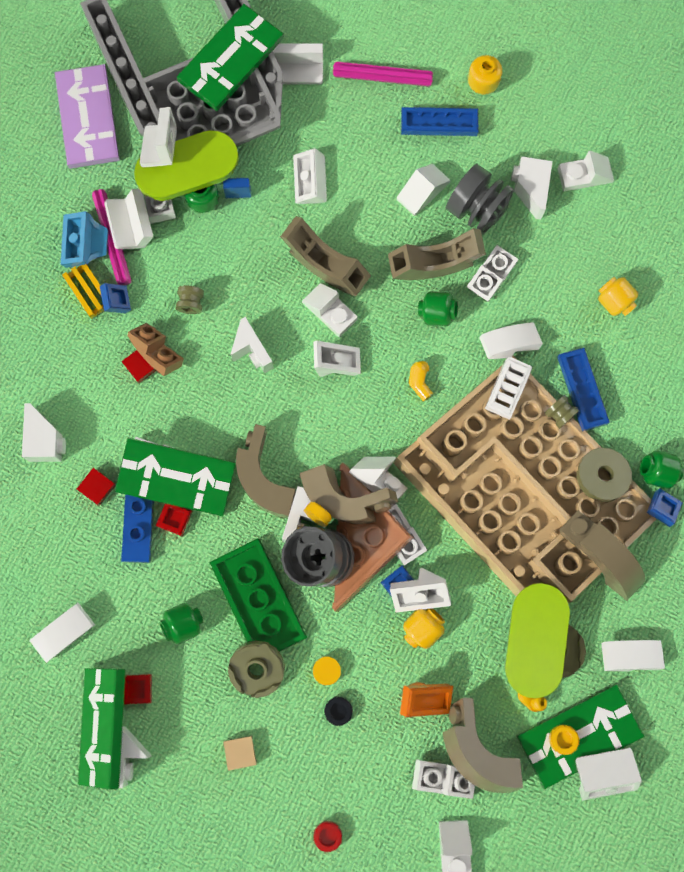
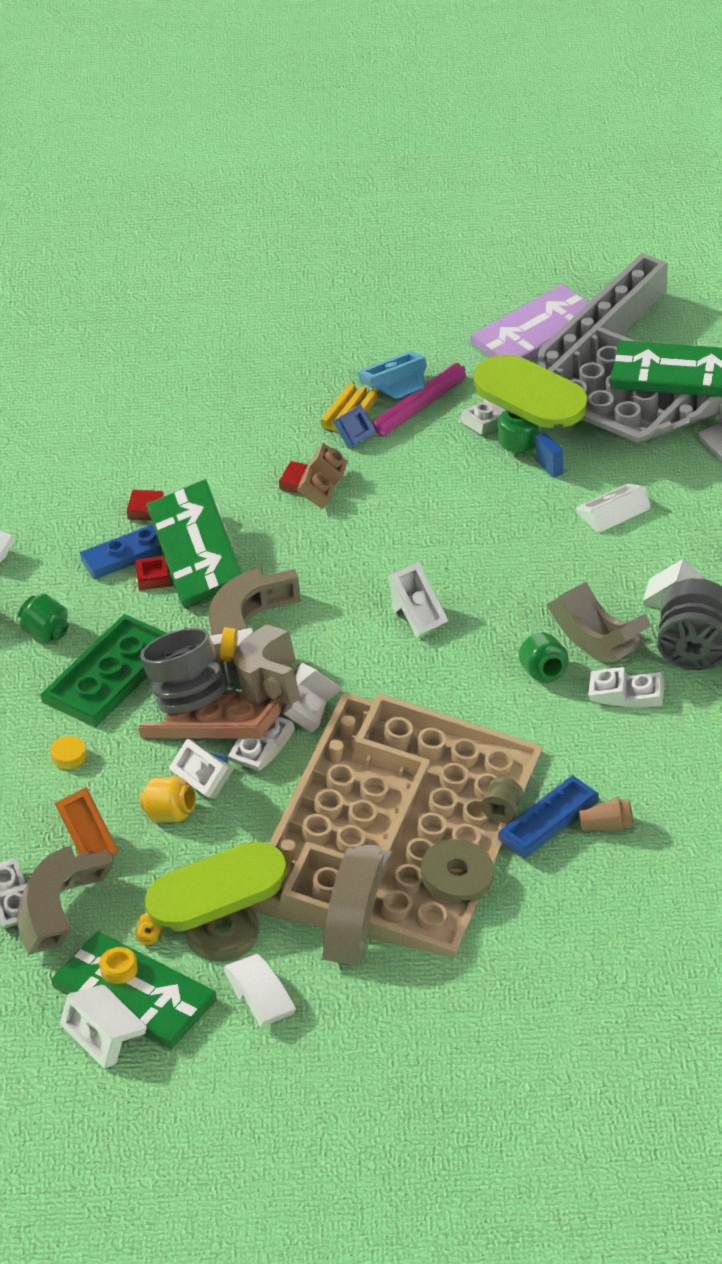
camera: 65 degrees right, 35 degrees down
(40, 438) = (167, 441): white slope -> none
(129, 221) = (442, 399): white panel -> none
(159, 141) = (538, 352): white panel -> none
(189, 299) = (396, 475): olive wheel -> none
(246, 342) = (381, 538): white slope -> none
(262, 654) = (43, 703): olive tile -> none
(329, 265) = (524, 537): dark tan arch -> none
(330, 309) = (474, 584): white slope -> none
(338, 711) = (30, 781): black tile -> none
(417, 380) = (448, 681): yellow arm -> none
(510, 339) = (563, 734): white slope -> none
(516, 372) = (514, 736): white slope -> none
(605, 353) = (608, 816): none -> medium nougat cone
(618, 296) = (686, 792): yellow head -> none
(661, 469) = (504, 920): green head -> none
(664, 507) = (460, 945): blue tile -> none

